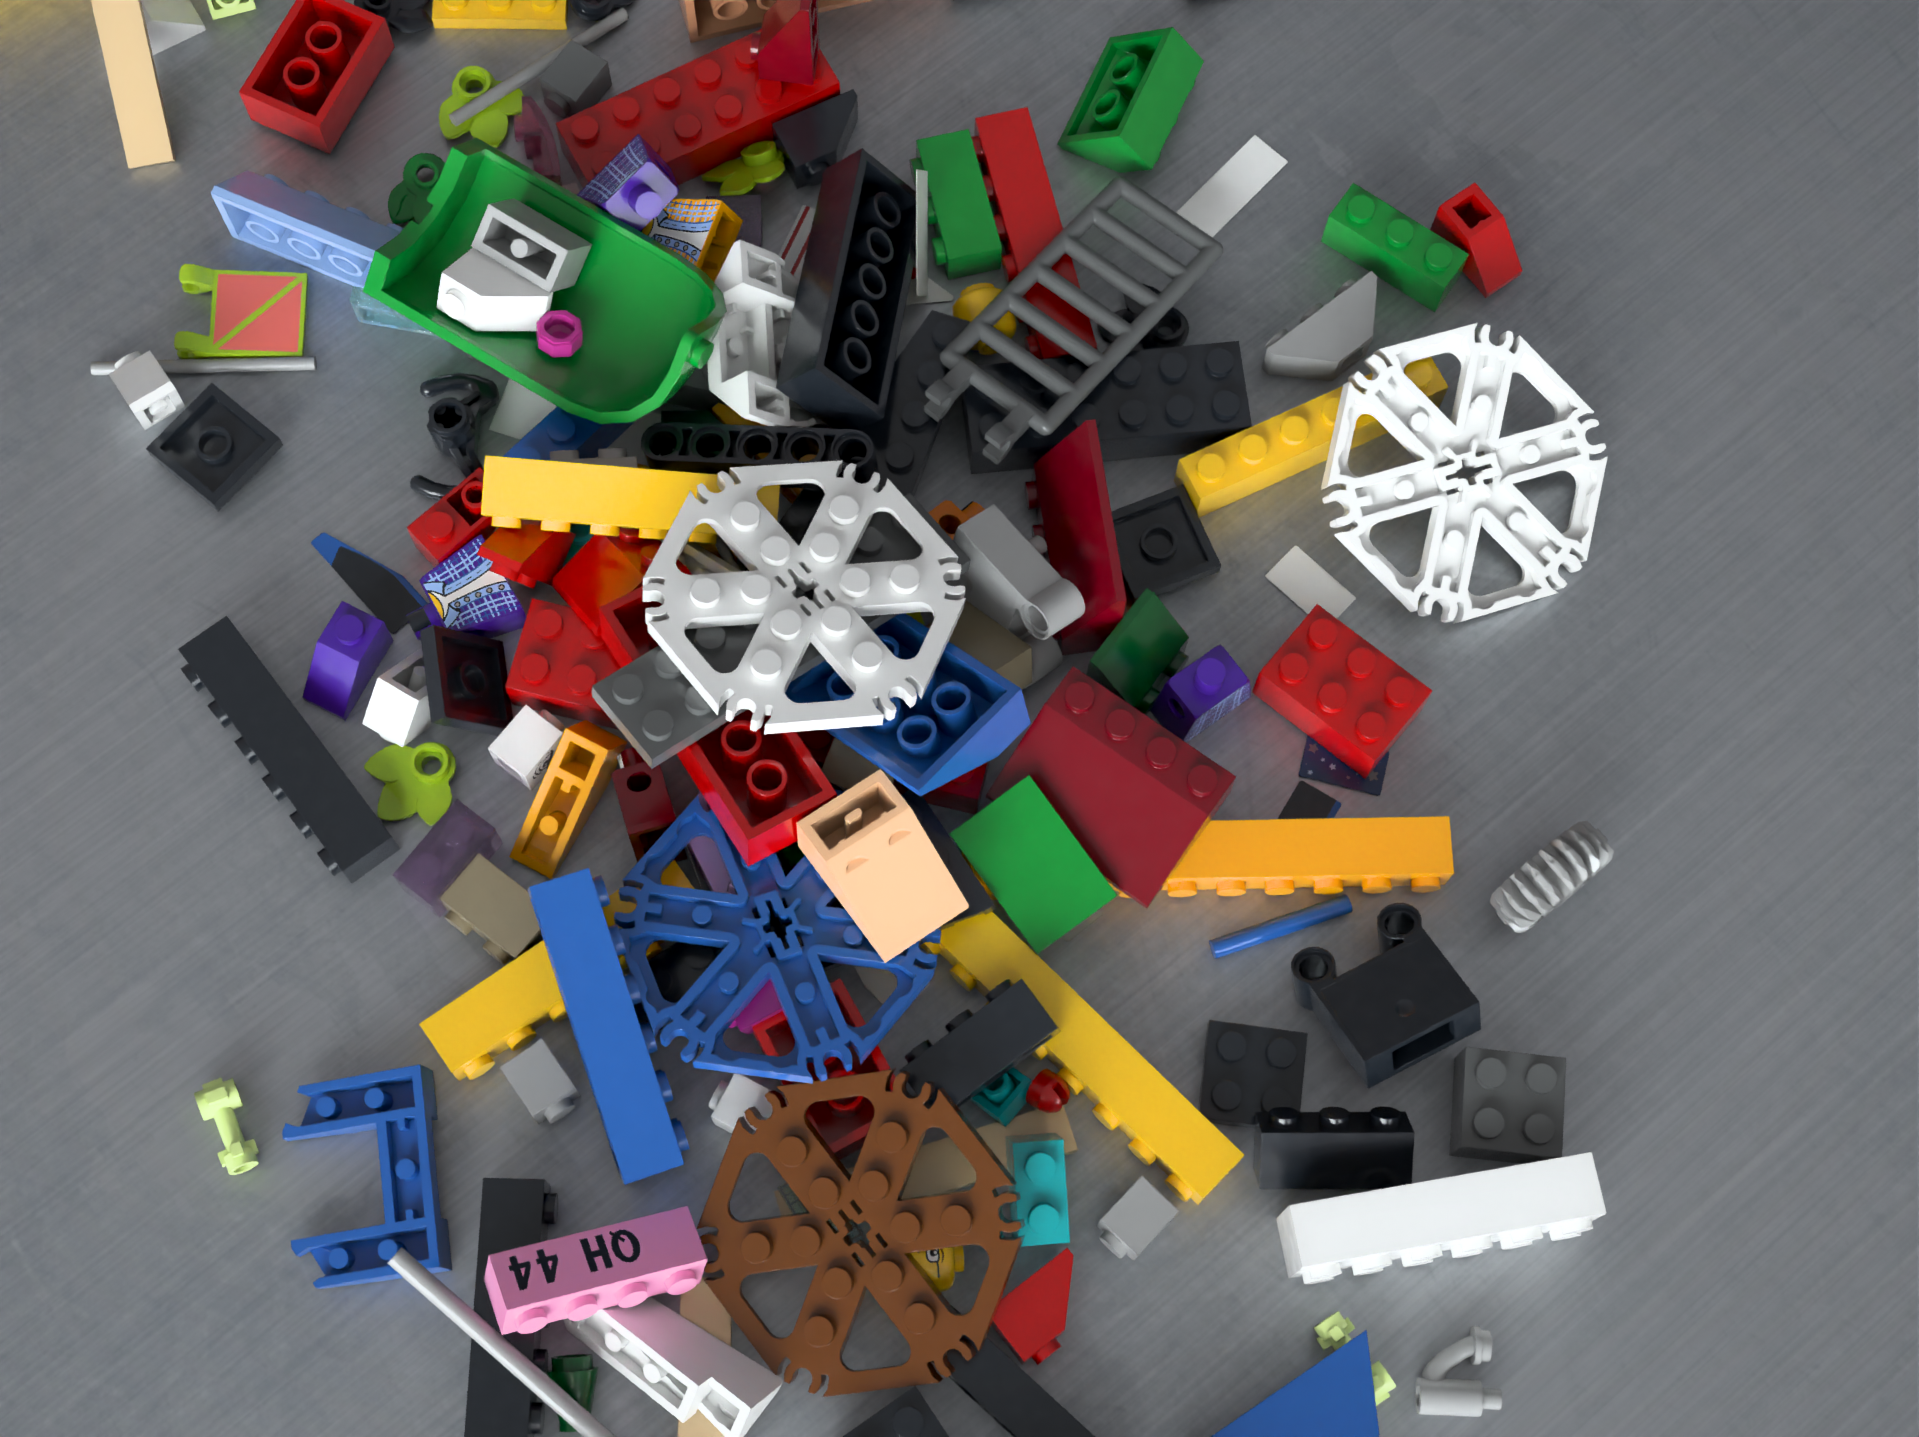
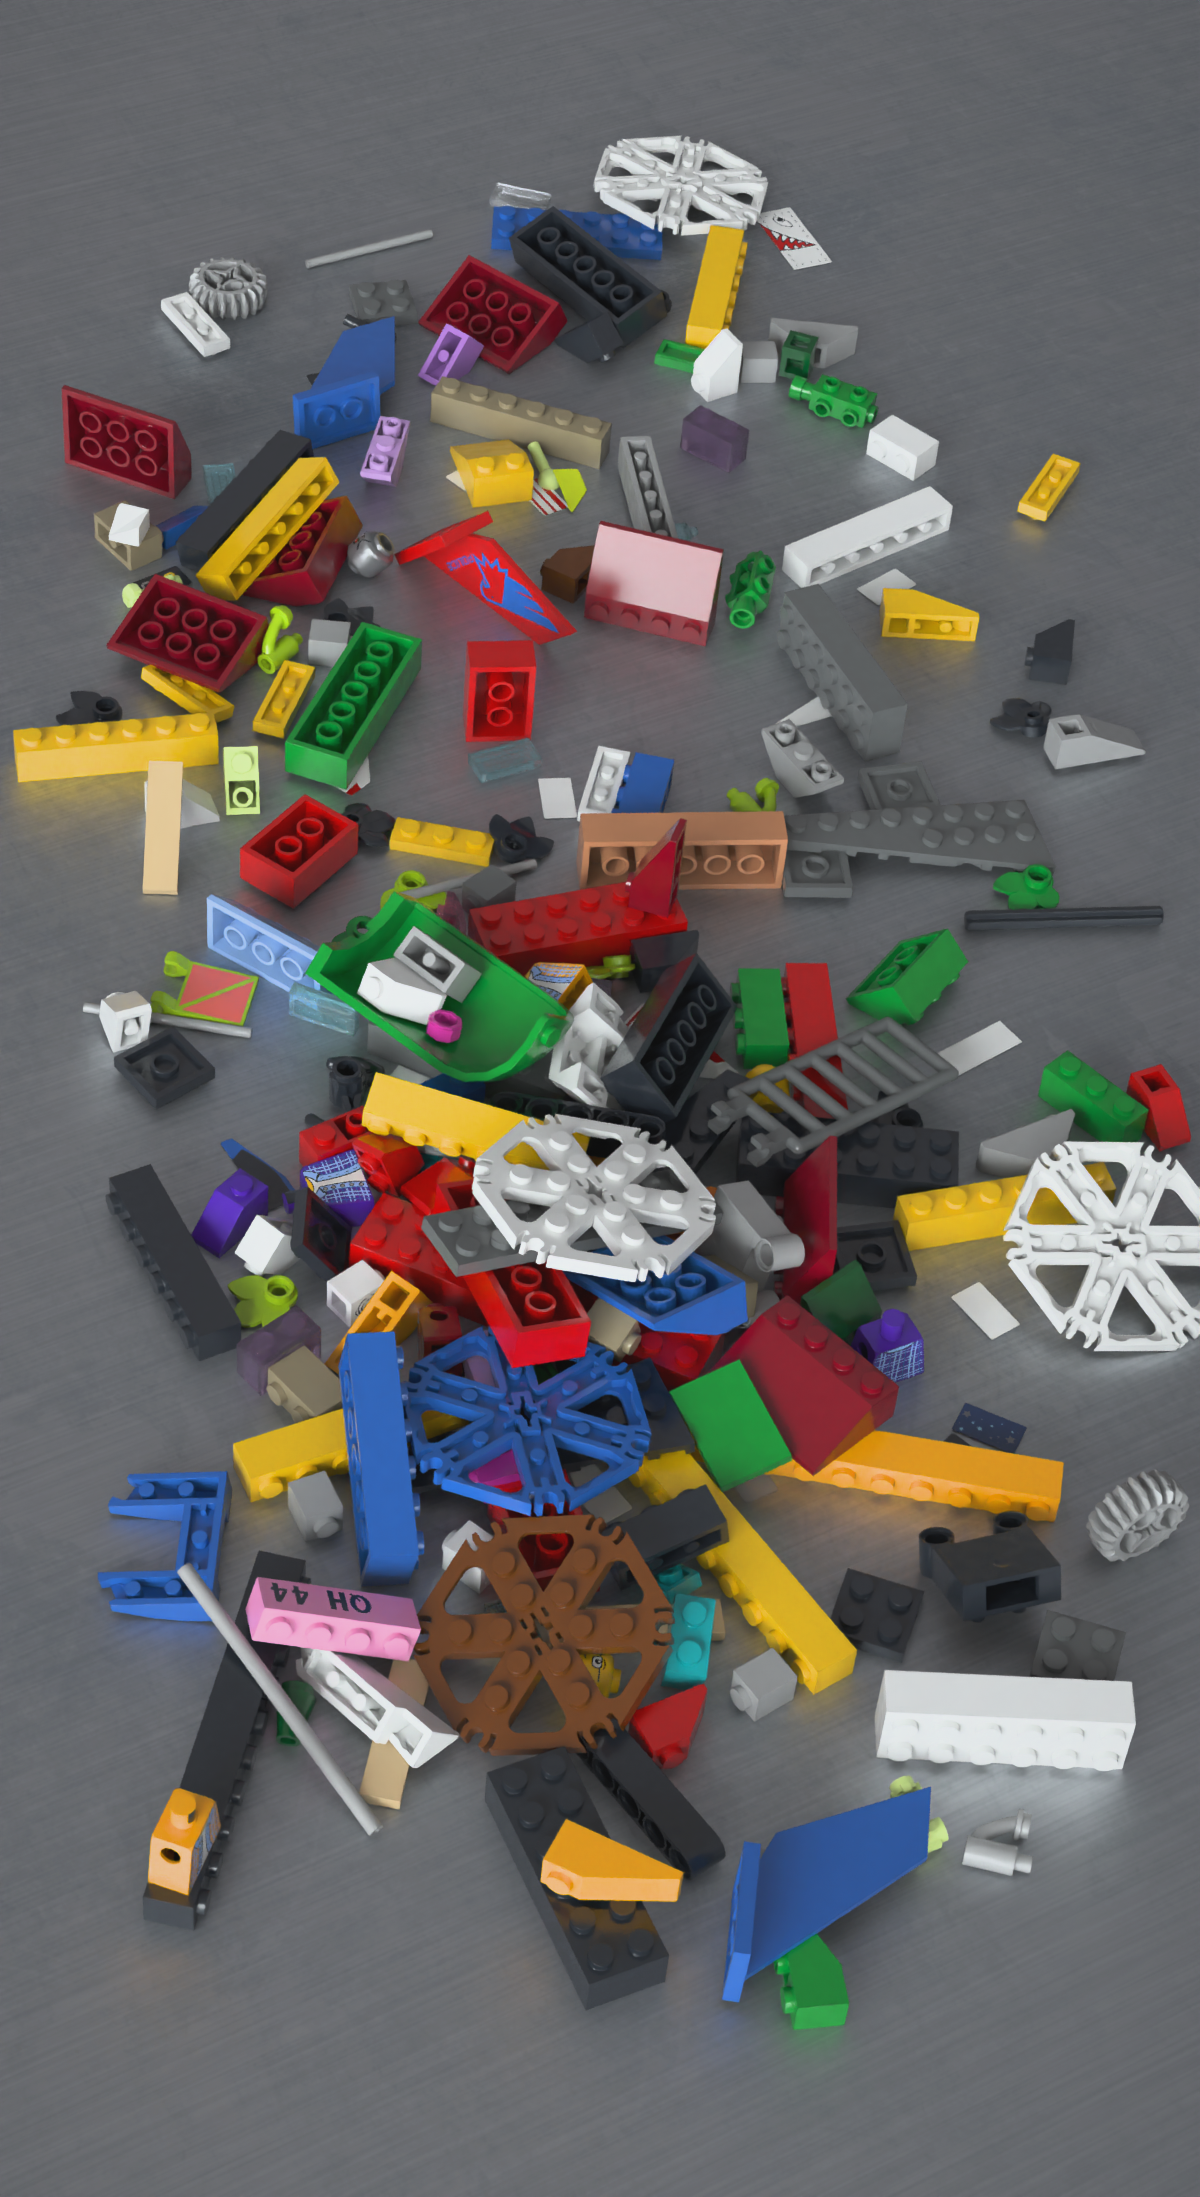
camera: 10 degrees right, 25 degrees down
(218, 1102) = (66, 1474): yellowish green bar -> none
(633, 185) = (522, 947): dark purple torso -> none
(880, 865) = (612, 1378): light nougat slope -> none
(921, 233) = (730, 1023): white sticker -> none
(1048, 1092) = (709, 1584): red hinge -> none
(1280, 926) = (917, 1521): blue bar -> none
(1333, 1149) = (896, 1651): black brick -> none
(1341, 691) = (995, 1372): red brick -> none

